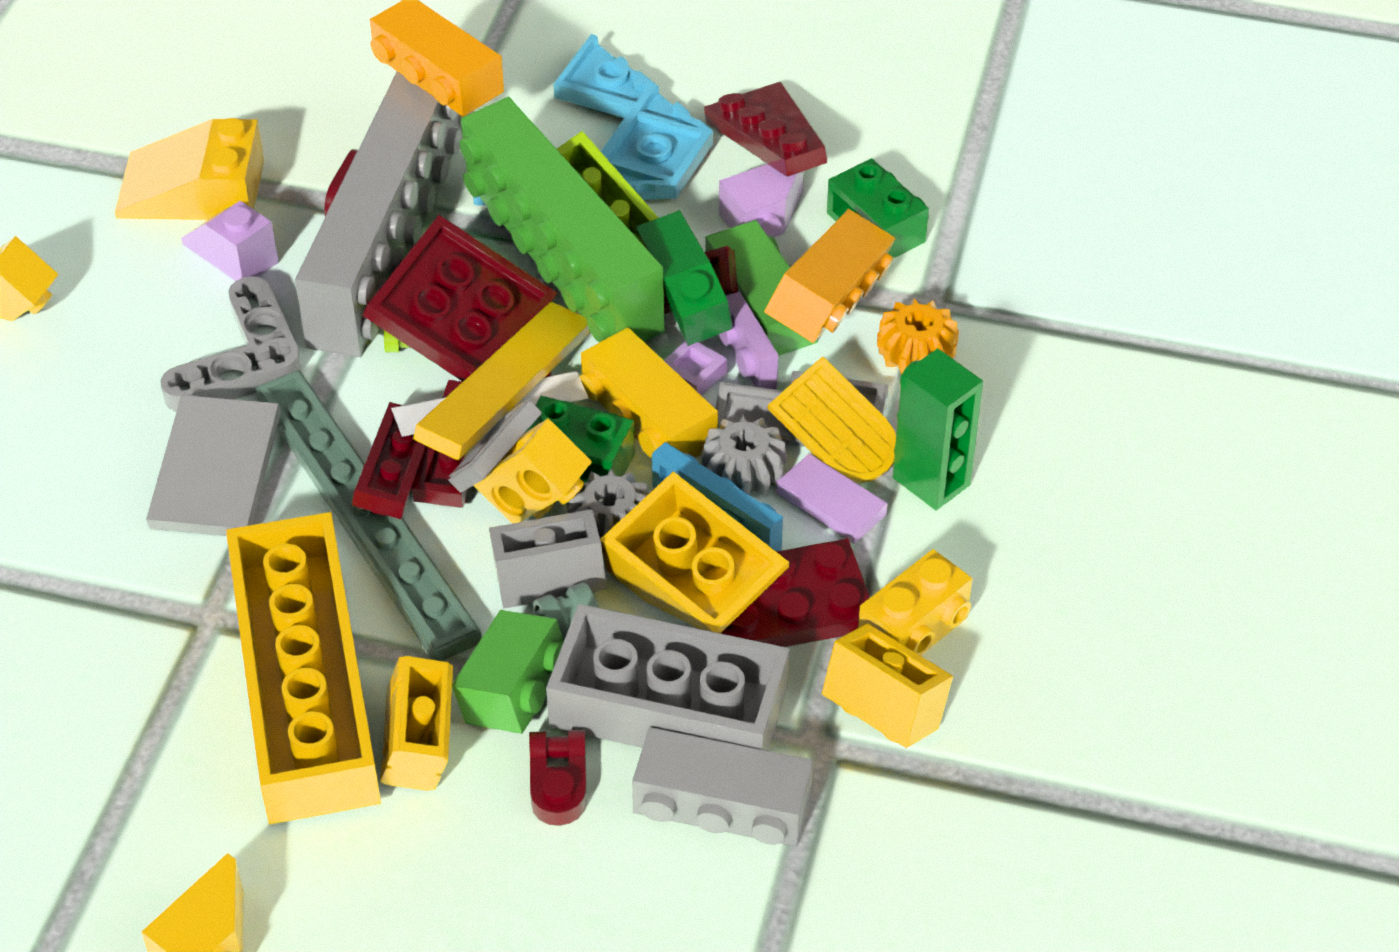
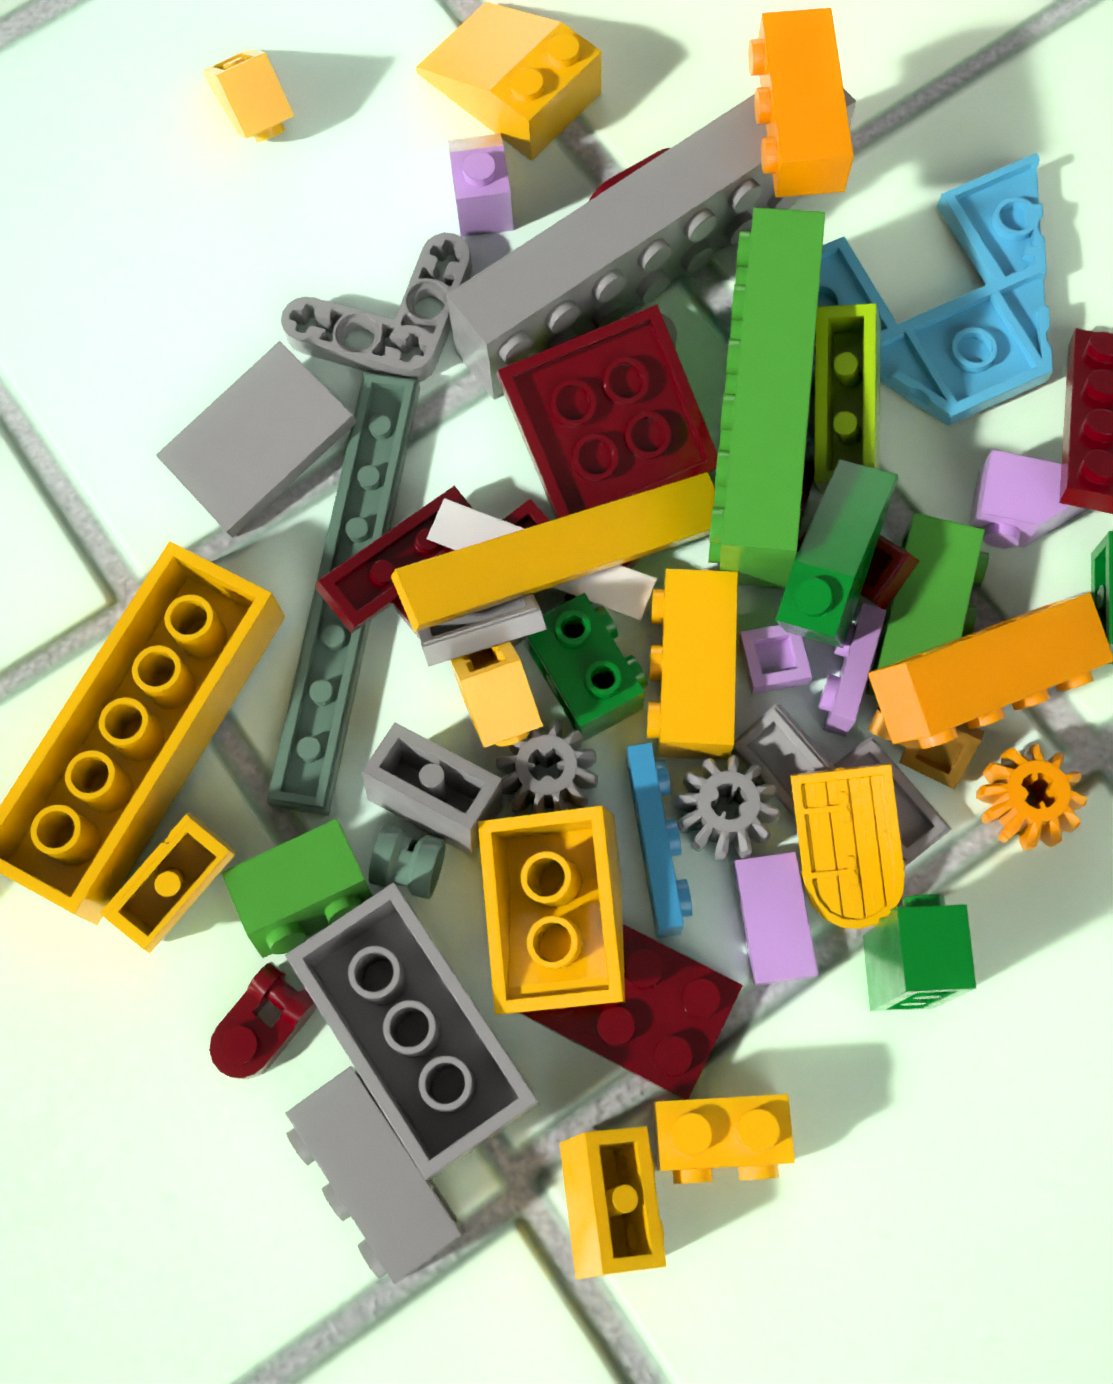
camera: 45 degrees right, 25 degrees up
(843, 349) = (942, 762): none -> pearl gold plate

